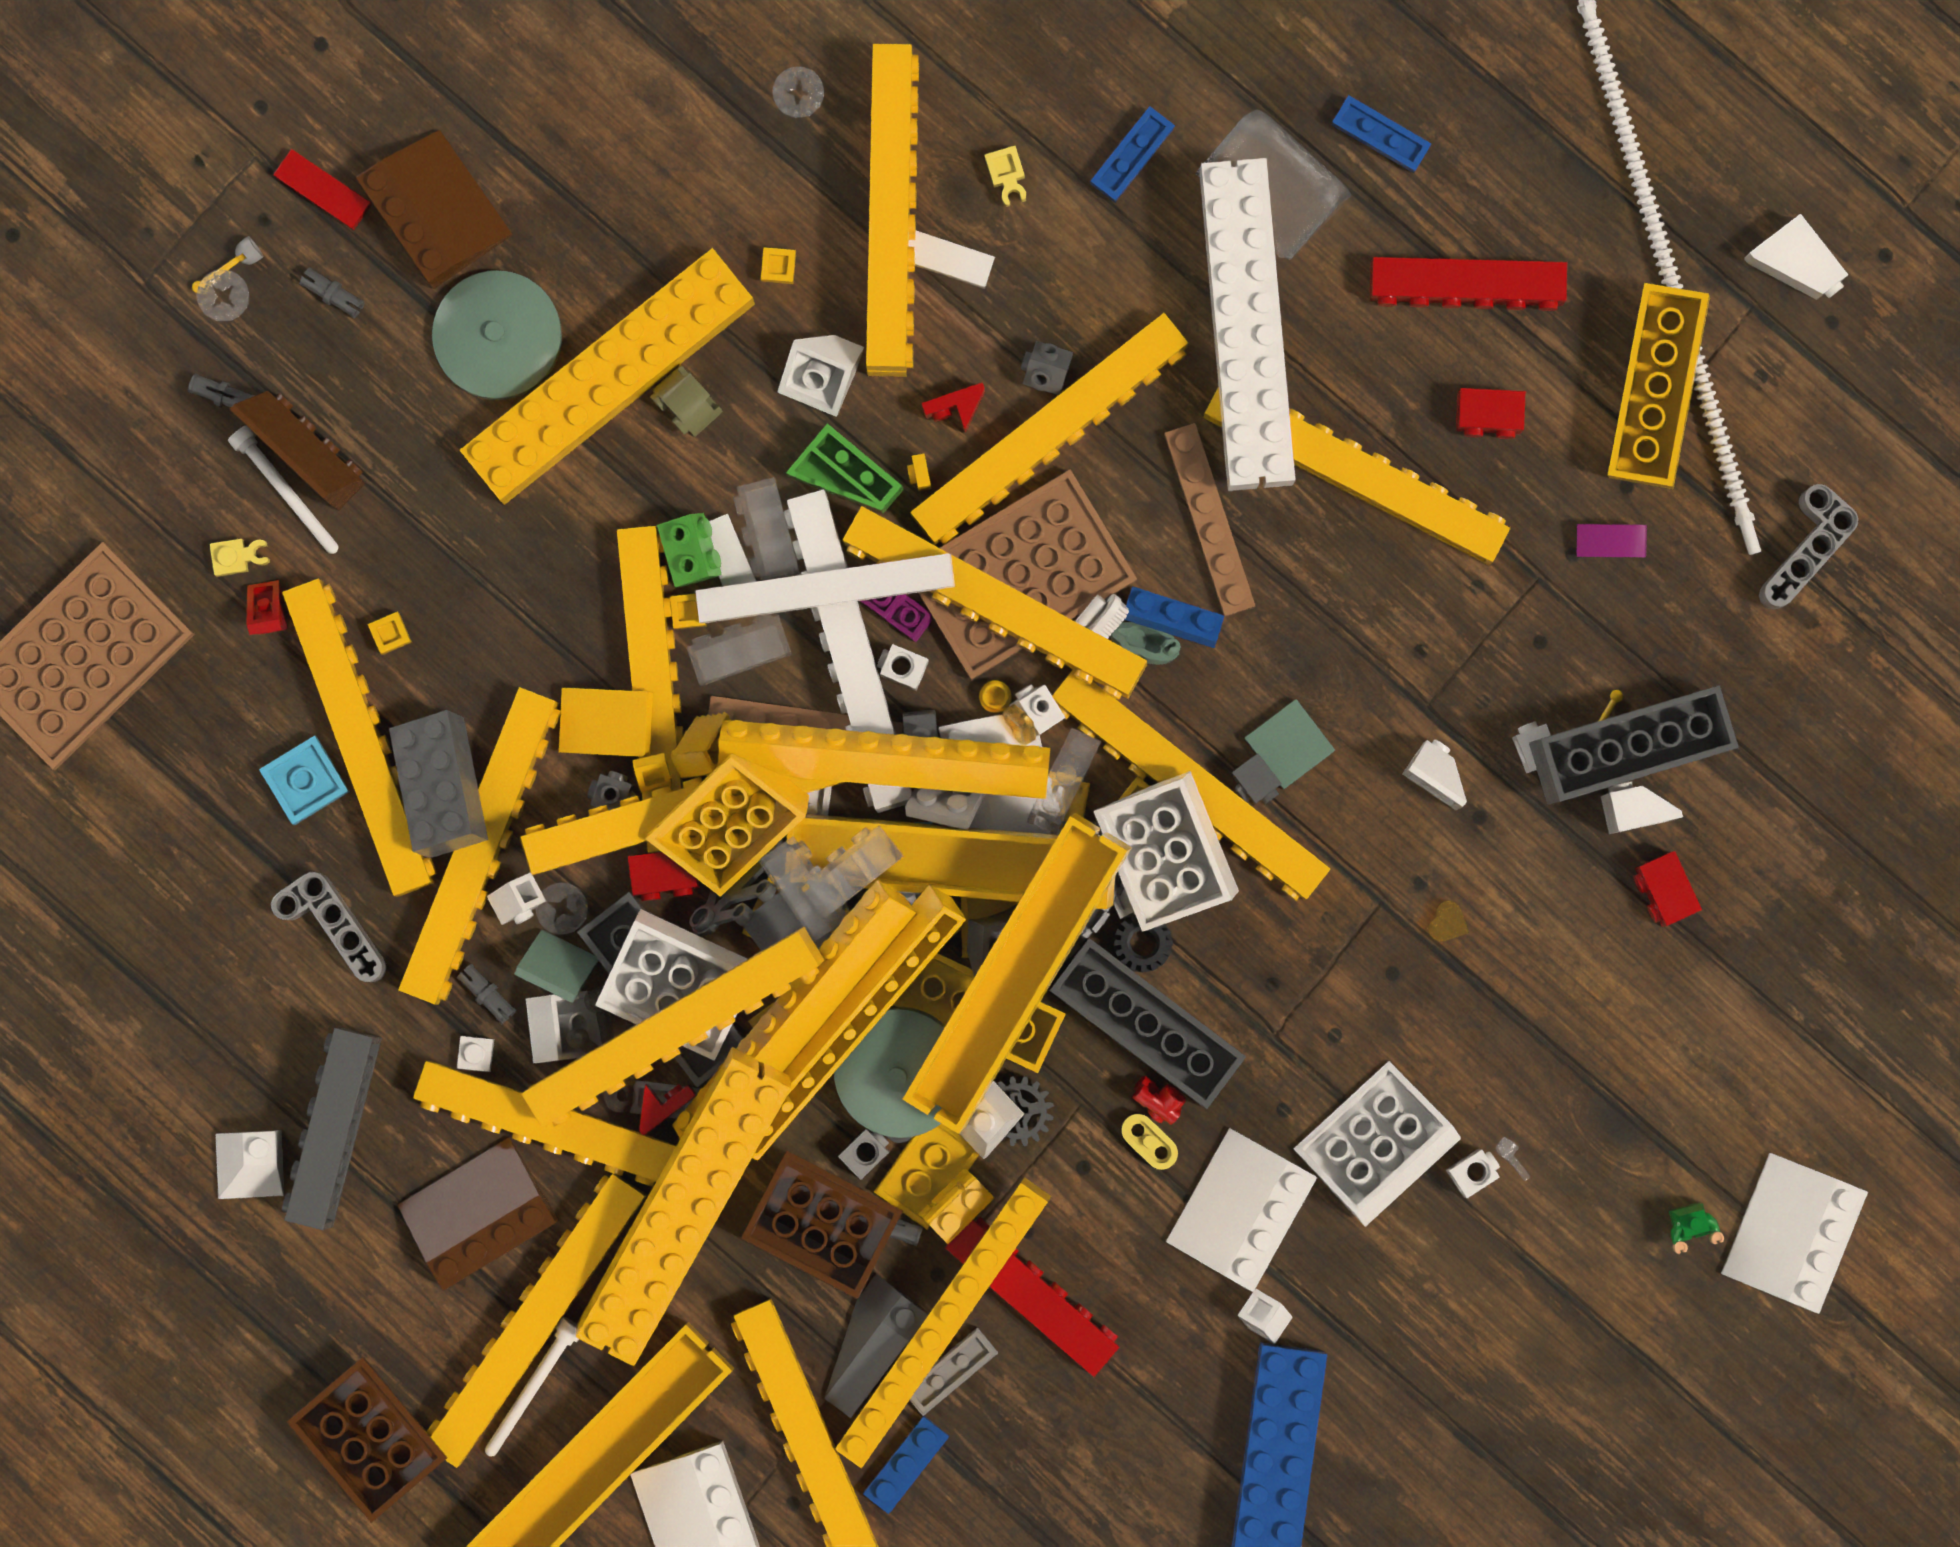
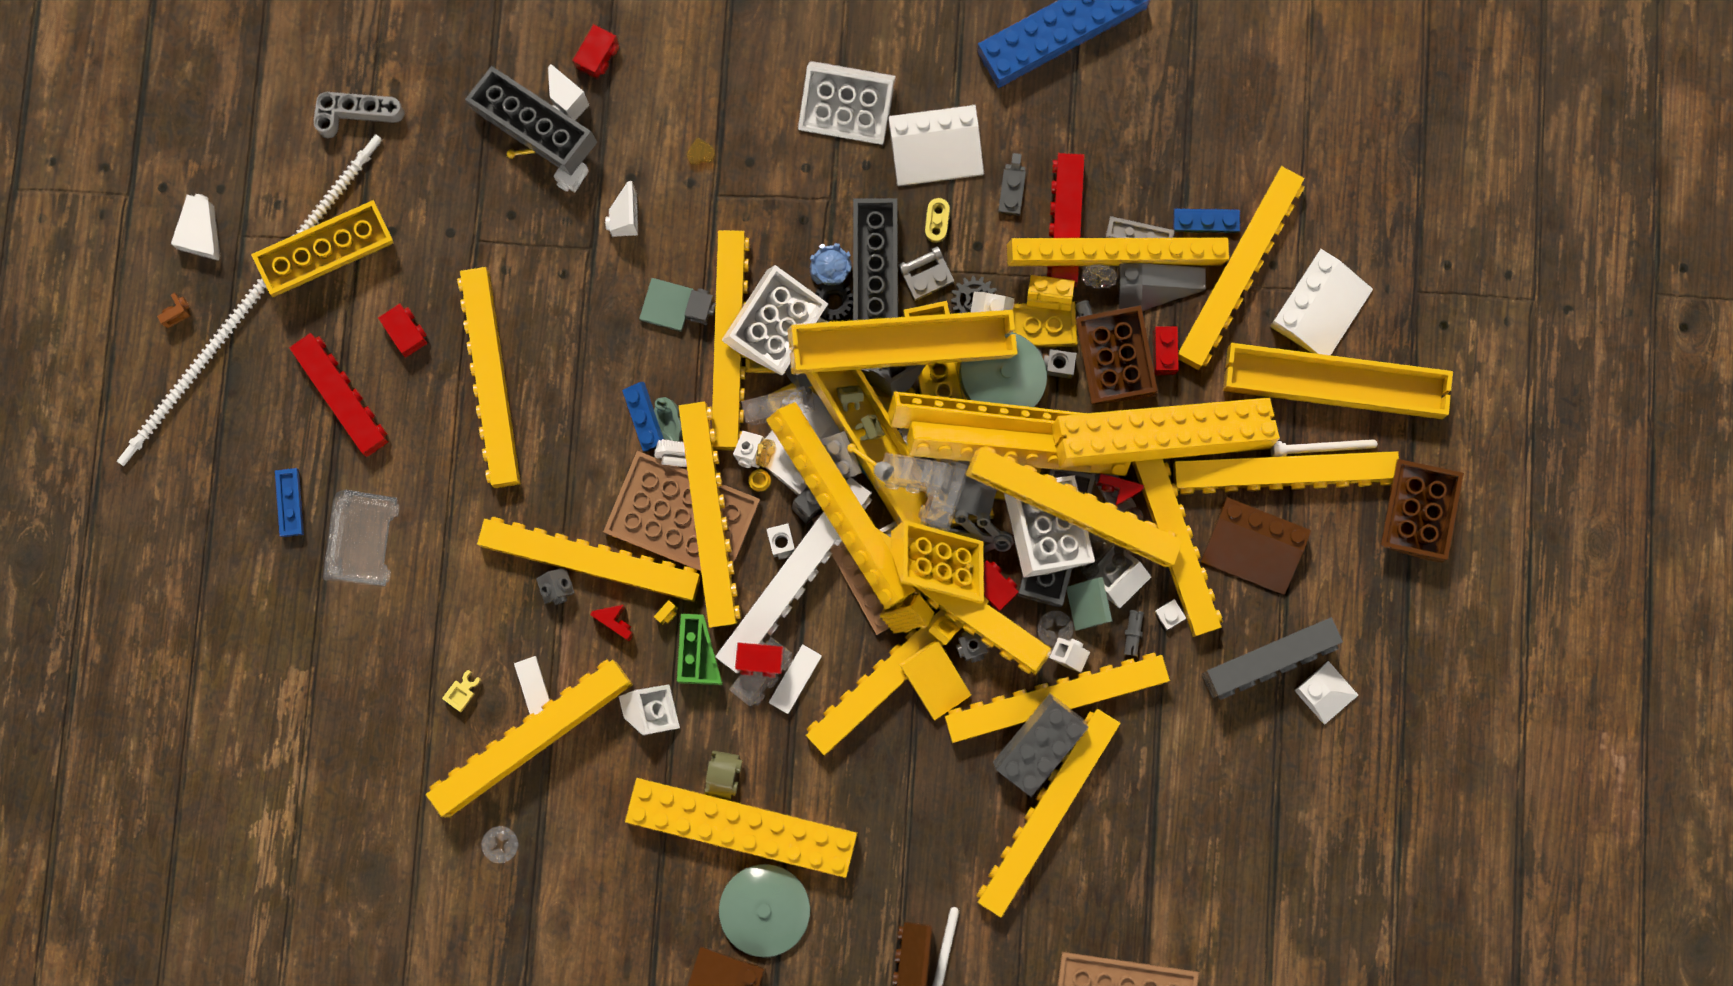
camera: 125 degrees left, 5 degrees down
(232, 556) = (1002, 963): light yellow plate -> none
(265, 608) = (1017, 921): red slope -> none
(304, 780) = (1095, 824): medium azure plate -> none
(336, 931) = (1164, 743): light grey beam -> none
(389, 633) = (977, 840): yellow plate -> none
(685, 611) = (839, 682): yellow plate -> none
(690, 549) = (804, 706): bright green brick -> none
(738, 649) = (839, 638): clear brick -> none
(778, 265) = (607, 780): yellow plate -> none
(780, 535) = (759, 659): none -> red brick
(785, 1289) = (1165, 350): none -> red brick
(825, 588) = (770, 612): white tile -> none
(883, 833) = (881, 469): none -> light grey hinge
(902, 614) = (751, 569): magenta slope -> none
(932, 1280) = (1106, 273): none -> clear gear
(946, 864) = (872, 427): none -> olive tile
(1004, 867) = (850, 394): none -> olive tile
(1084, 1077) = (929, 280): none -> light grey plate
(1122, 1263) = (1012, 187): none -> dark grey hinge
(1132, 154) = (399, 630): blue plate -> none
(1161, 1104) = (912, 228): red plate -> none
(1187, 970) = (830, 265): none -> medium blue hair
(1209, 520) = (575, 437): medium nougat plate -> none
(1247, 324) = (449, 492): white piece -> none
(1265, 1316) = (982, 91): white brick -> none
(1459, 1174) = (827, 50): white brick -> none
(1506, 1150) = (798, 34): clear hand -> none
(1611, 540) = (427, 215): magenta slope -> none
(1712, 156) = (174, 314): none -> dark orange bracket

